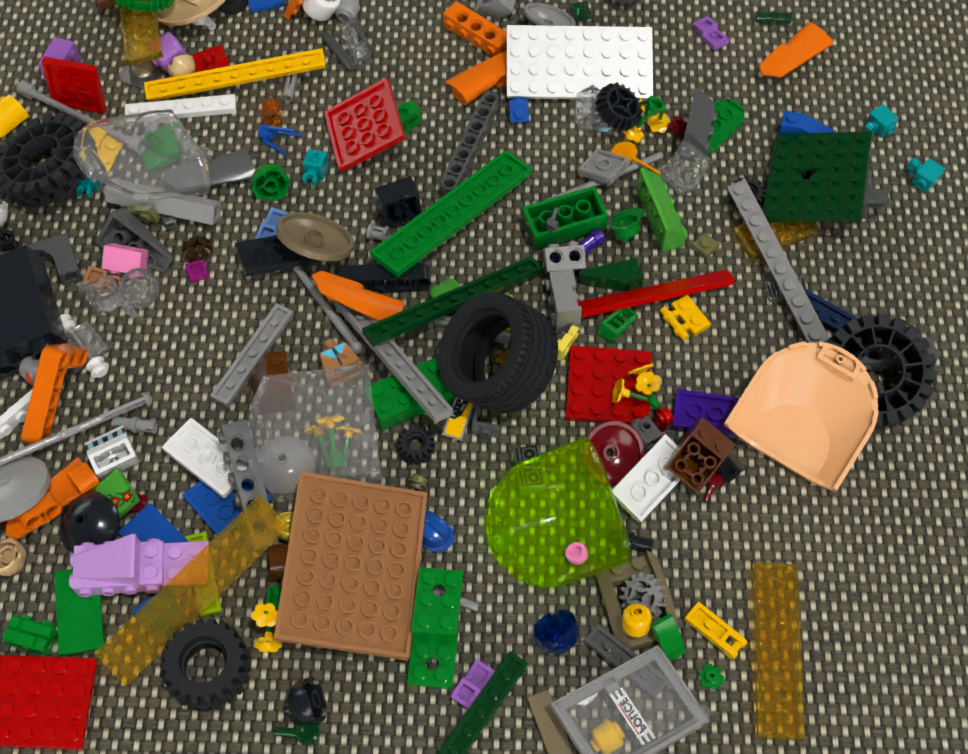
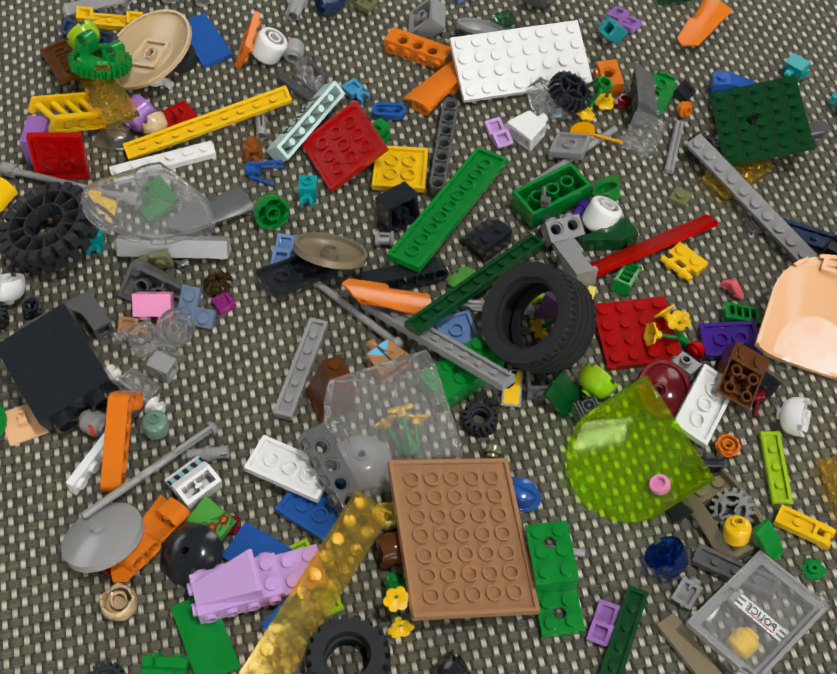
camera: 15 degrees left, 5 degrees down
(91, 50) = (67, 121): none -> yellow fence
(92, 385) = (155, 424): none -> sand green head
(116, 326) = (162, 366): none -> light grey brick
(160, 268) = (189, 303): none -> sand blue plate
(334, 91) = (305, 121): none -> light aqua brick
(397, 64) = (355, 90): none -> dark azure plate
(418, 157) = (401, 165): none -> yellow plate
(421, 344) = (458, 327): none -> medium blue plate
(426, 93) = (389, 110): none -> blue plate
(484, 254) = (488, 239): none -> black slope
(507, 435) = (562, 393): none -> dark green piece
(518, 110) = (477, 111): blue bracket -> none
(533, 138) = (497, 133): none -> lavender slope
(544, 431) = (595, 381): none -> lime cylinder
(565, 139) = (528, 129): none -> white torso
(569, 670) = (687, 591): none -> light grey bracket
(589, 586) = (680, 512): none -> black tile
(610, 248) = (601, 213): none -> white head
(660, 210) = (632, 174): bright green slope -> none
(663, 520) = (727, 440): none -> orange plate
(672, 94) = (611, 70): none -> orange brick
(691, 43) = (612, 29): none -> teal brick
(707, 562) = (775, 468): none -> lime tile
(717, 187) = (674, 146): none -> light grey axle
(721, 379) = (729, 308): none -> green slope
(727, 354) = (733, 287): none -> coral tile
(742, 147) = (684, 109): none -> orange plate
(745, 510) = (794, 416): none -> white cylinder
(749, 126) = (684, 91): none -> black tile

